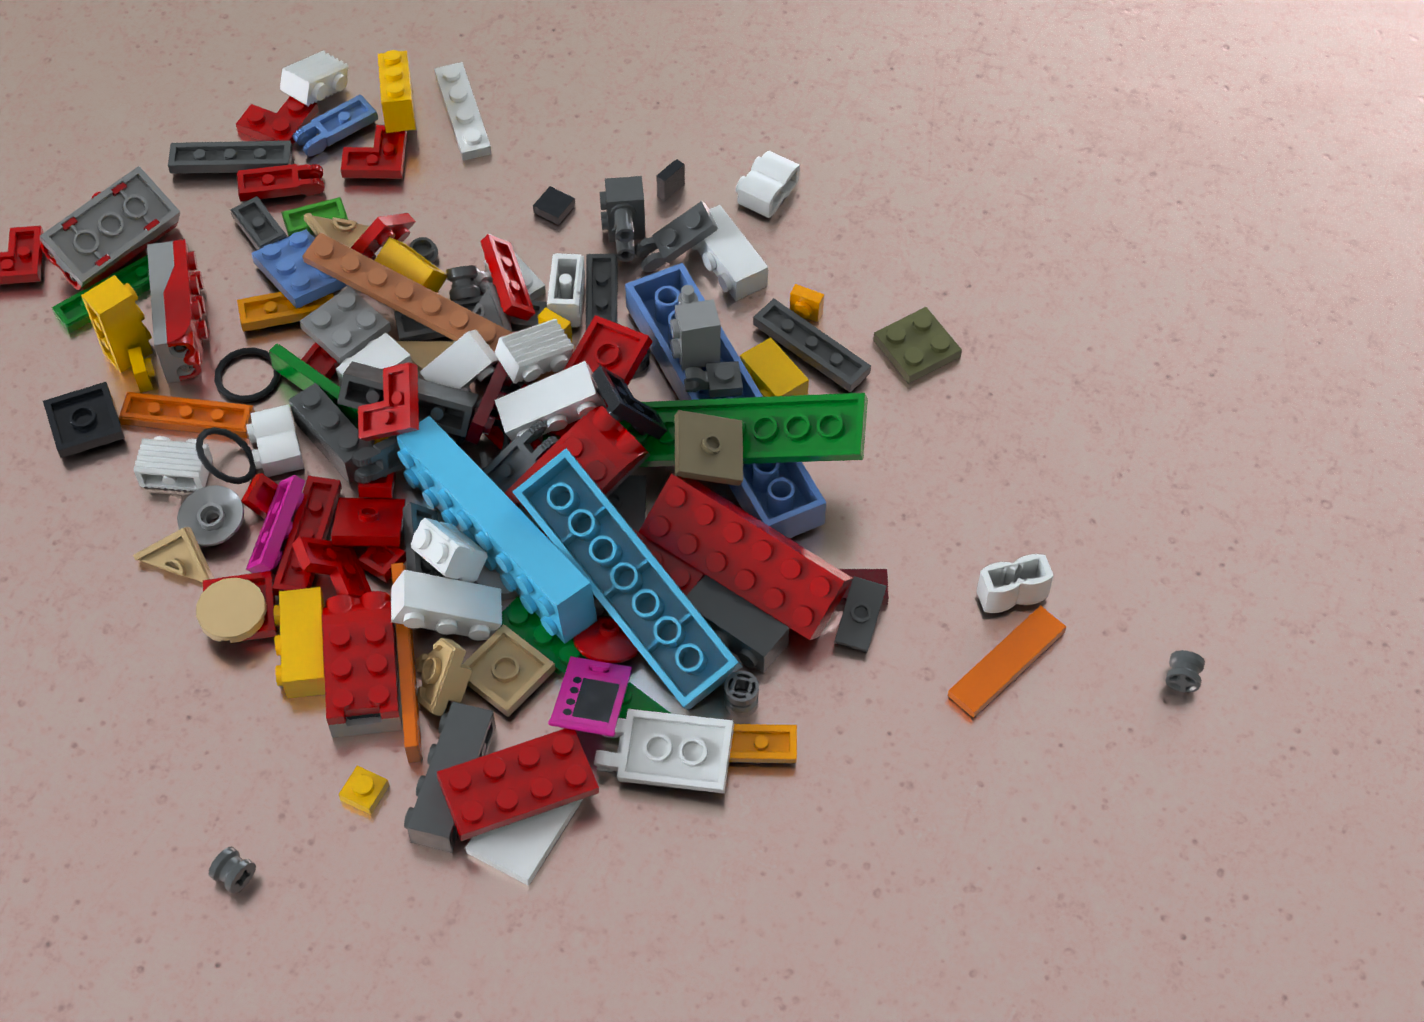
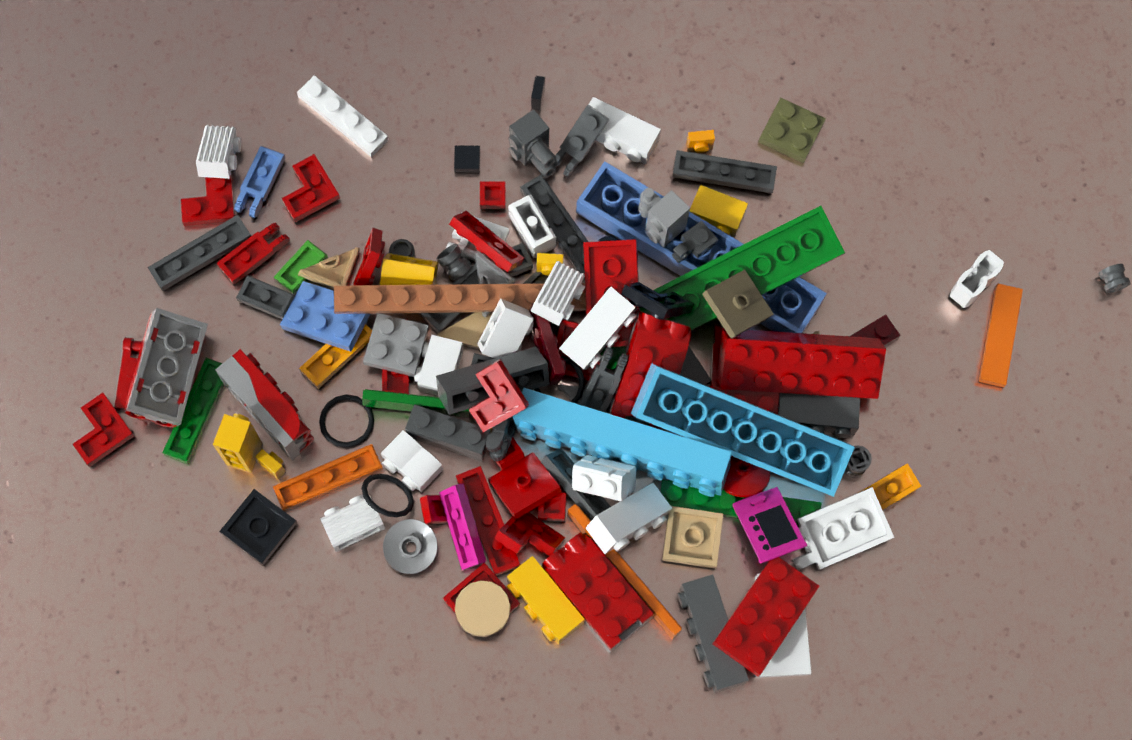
camera: 35 degrees left, 15 degrees up
(178, 554) = (409, 588): tan tile -> none
(364, 790) = (660, 677): yellow plate -> none
(396, 91) = (290, 130): yellow brick -> none
(442, 676) = (659, 569): tan plate -> none
(551, 243) = (492, 195): none -> red plate
(767, 183) = (608, 58): white brick -> none
(860, 614) = (896, 366): dark grey plate -> none

